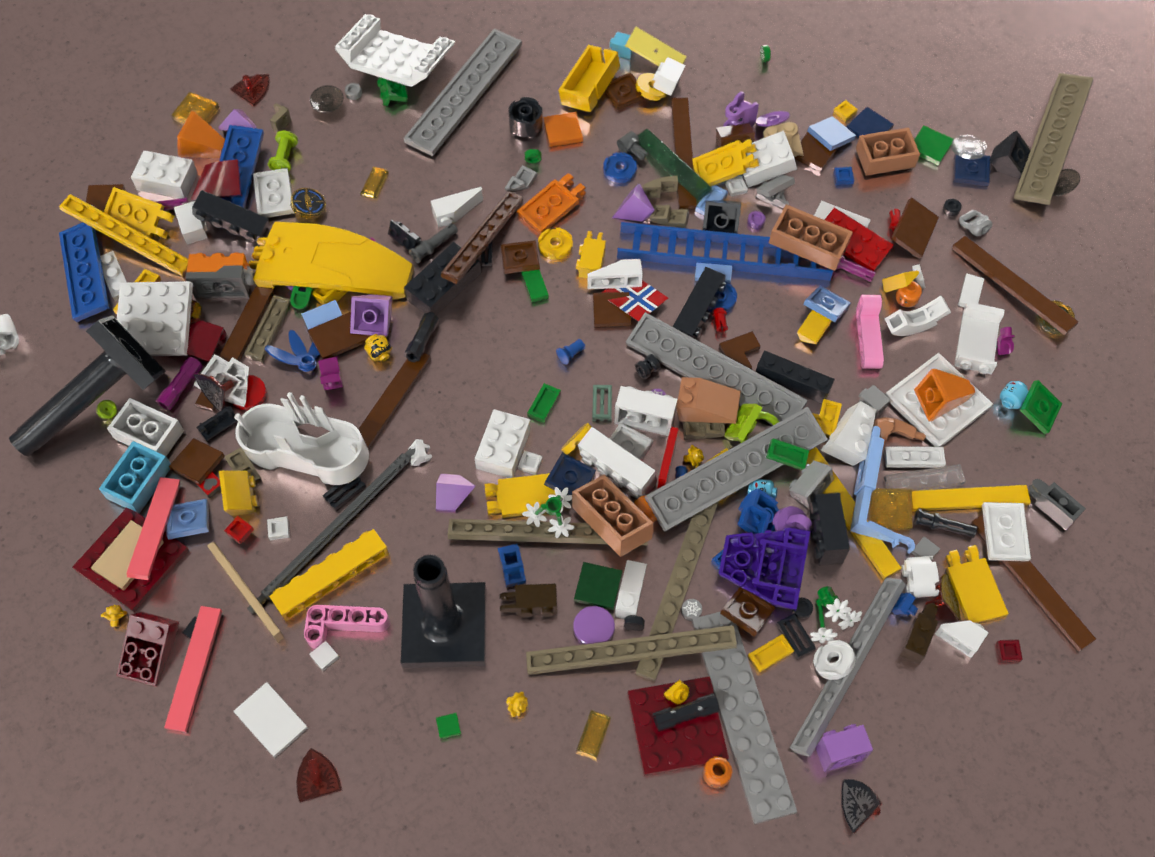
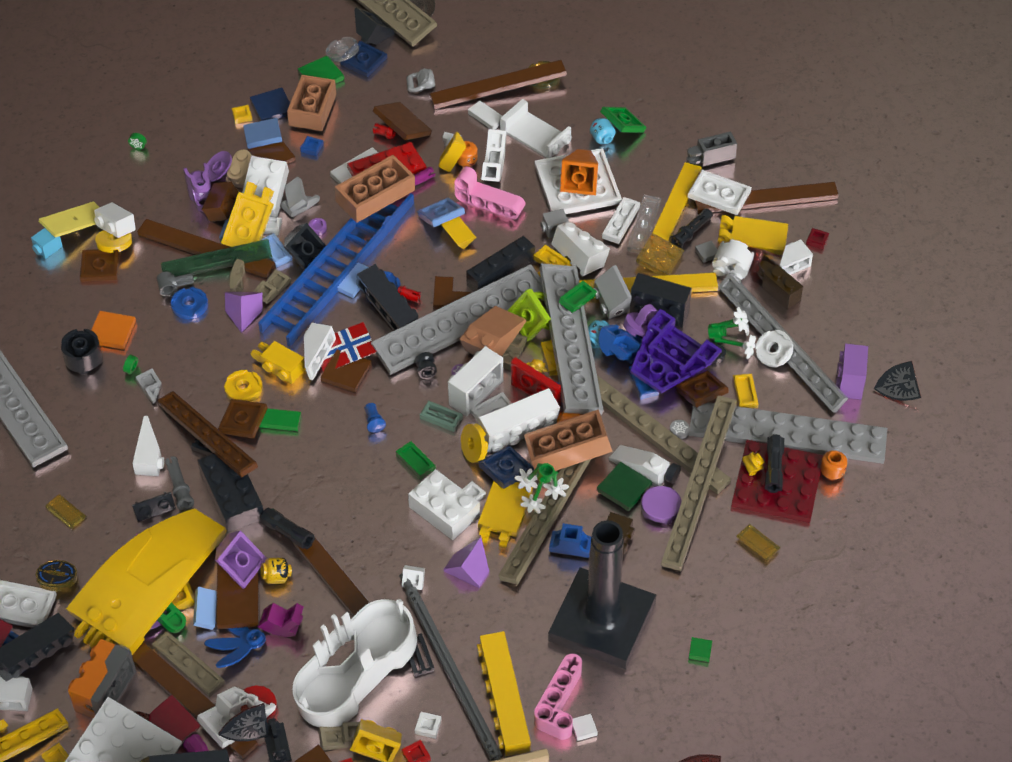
camera: 65 degrees left, 10 degrees down
(517, 704) = (706, 586): yellow plant -> none
(551, 203) = (197, 372): orange tile -> none
(589, 78) = (73, 281): yellow piece -> none
(804, 651) = (741, 367): black tile -> none
(865, 485) = (633, 261): light blue hinge -> none
(891, 425) = (586, 220): nougat animal -> none
(904, 605) = (750, 282): blue tile -> none
(952, 207) = (394, 89): black tile -> none
(1005, 342) = (548, 114): magenta piece -> none

